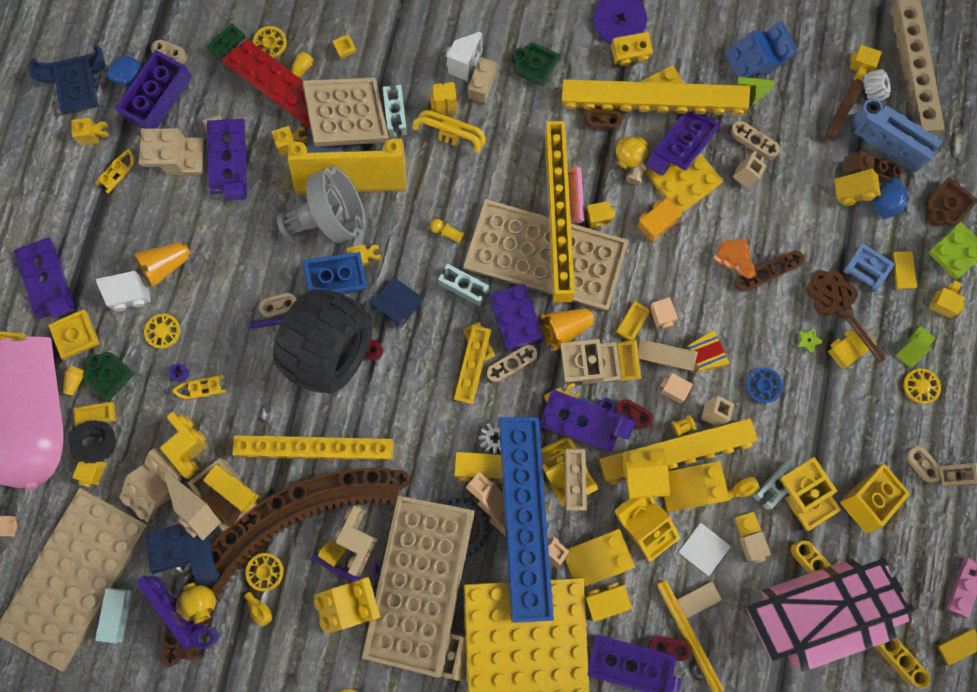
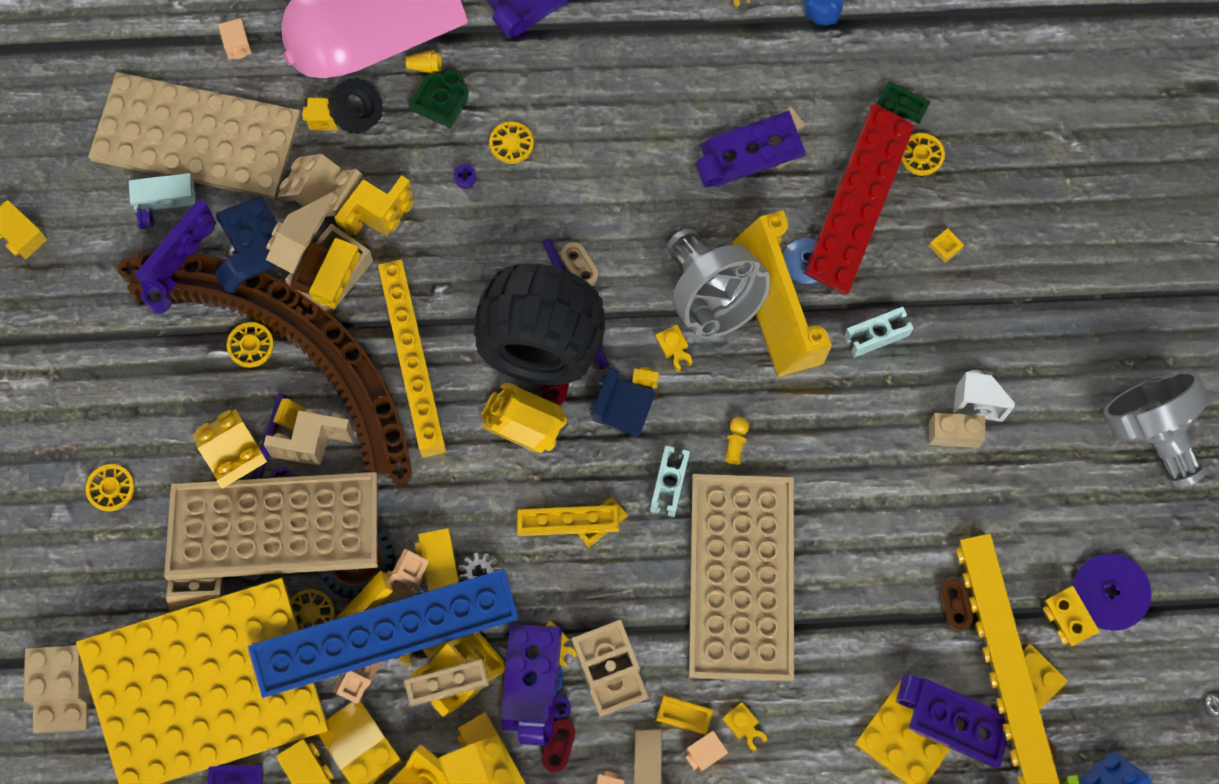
camera: 70 degrees right, 5 degrees down
(74, 334) = (479, 46): yellow plate -> none
(100, 412) = (393, 101): yellow tile -> none
(117, 166) = (699, 28): yellow piece -> none
(124, 291) = (545, 85): white slope -> none
(131, 634) = (145, 218): none -> dark purple bush
(153, 91) = (807, 39): dark purple brick -> none
(161, 261) = (594, 114): light orange cone -> none
(169, 50) = (869, 40): tan plate -> none
(172, 152) = (736, 84): tan bracket -> none
(195, 387) = (451, 201): yellow piece -> none
(195, 603) = (193, 275): yellow plant -> none
(258, 610) = (202, 351): yellow piece -> none
(285, 135) = (797, 212): yellow brick -> none
(301, 64) = (903, 200): yellow cone -> none
(335, 273) = (635, 319): blue slope -> none
(345, 111) = (853, 269): tan plate -> none
(381, 280) = (645, 377): none -> yellow plate
(387, 376) = (523, 418): none -> yellow brick
(444, 99) = (911, 387): yellow brick -> none
(451, 128) = (875, 408): yellow piece -> none
(489, 572) = (310, 612): none -> yellow wheel
(495, 525) = (371, 596): none -> yellow tile
(515, 318) = (644, 558): dark purple brick -> none
(521, 352) = (565, 563): tan beam -> none
(535, 63) = (1006, 493): dark green plate -> none
(559, 212) = (801, 573): yellow brick -> none
(565, 325) = (651, 626): light orange cone -> none
(576, 195) = (833, 592): plate -> none
(599, 214) = (818, 633): yellow brick -> none
(628, 360) = (628, 721): yellow plate -> none
(632, 152) = (919, 654): yellow plant -> none
(636, 174) = (892, 668): tan bush -> none
(648, 284) = (742, 723): none -> yellow plate
(659, 219) = (836, 715): light orange brick -> none

